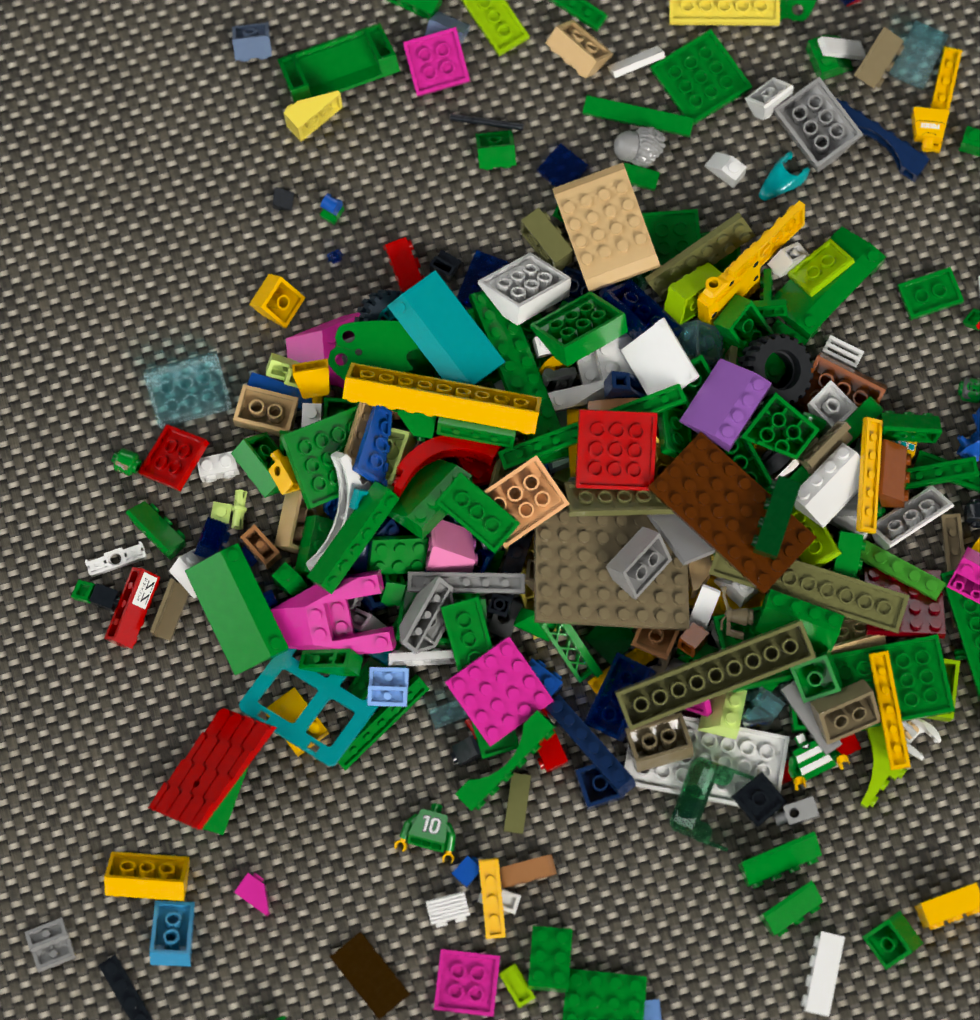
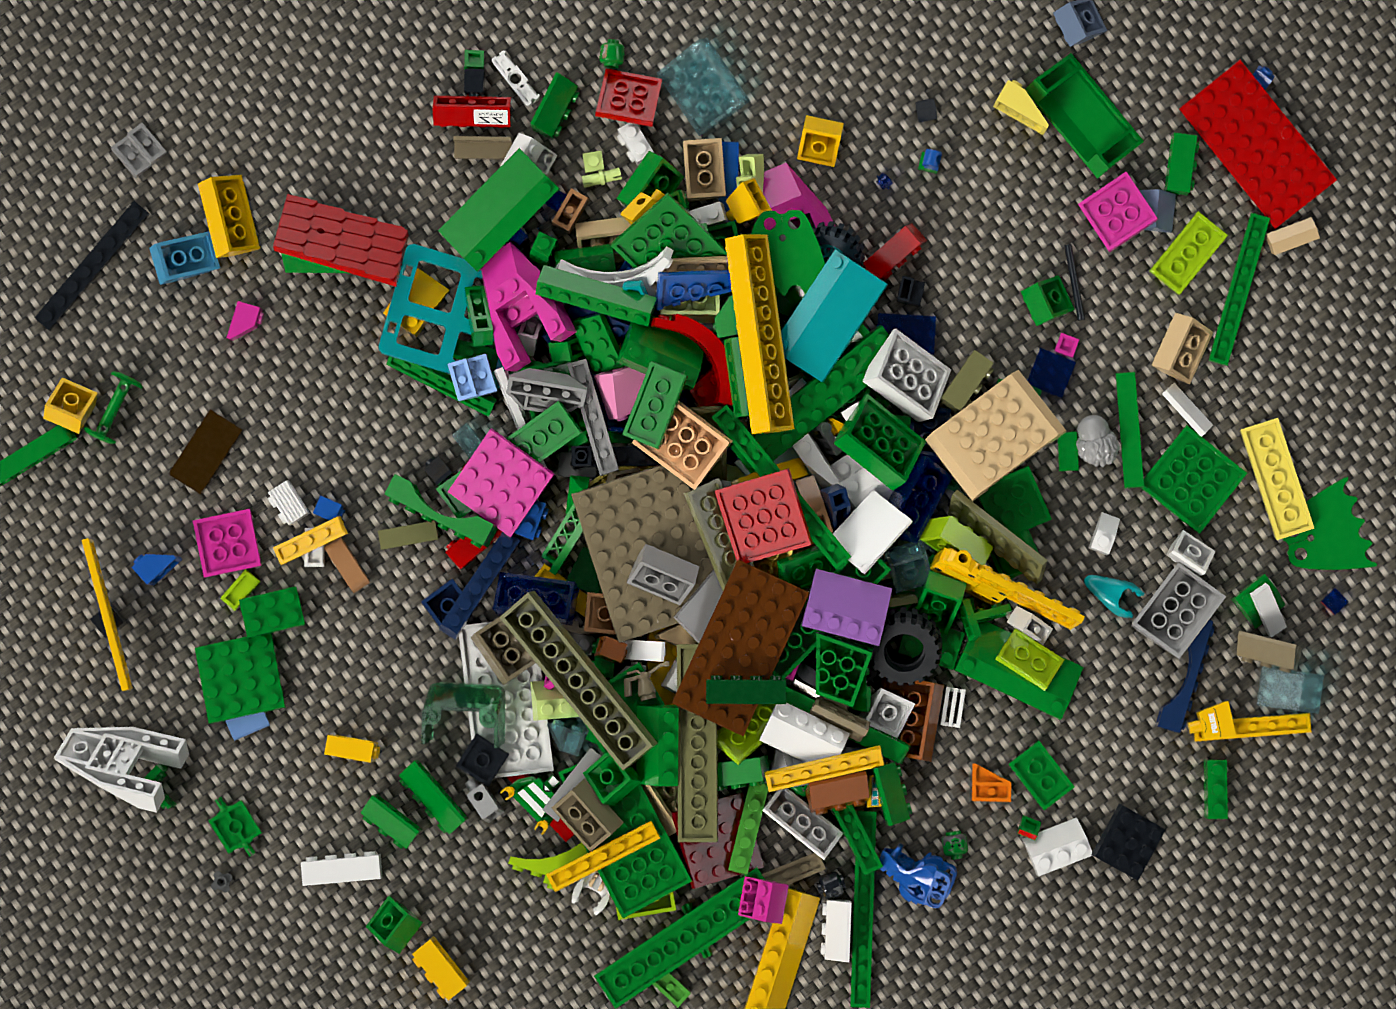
camera: 75 degrees right, 10 degrees up
(212, 538) = (561, 162): clear blue brick -> none
(430, 831) = (353, 462): green torso -> none
(542, 146) = (1066, 345): none -> dark pink plate
(709, 922) = (352, 748): none -> yellow window
(926, 342) = (989, 786): none -> orange wing

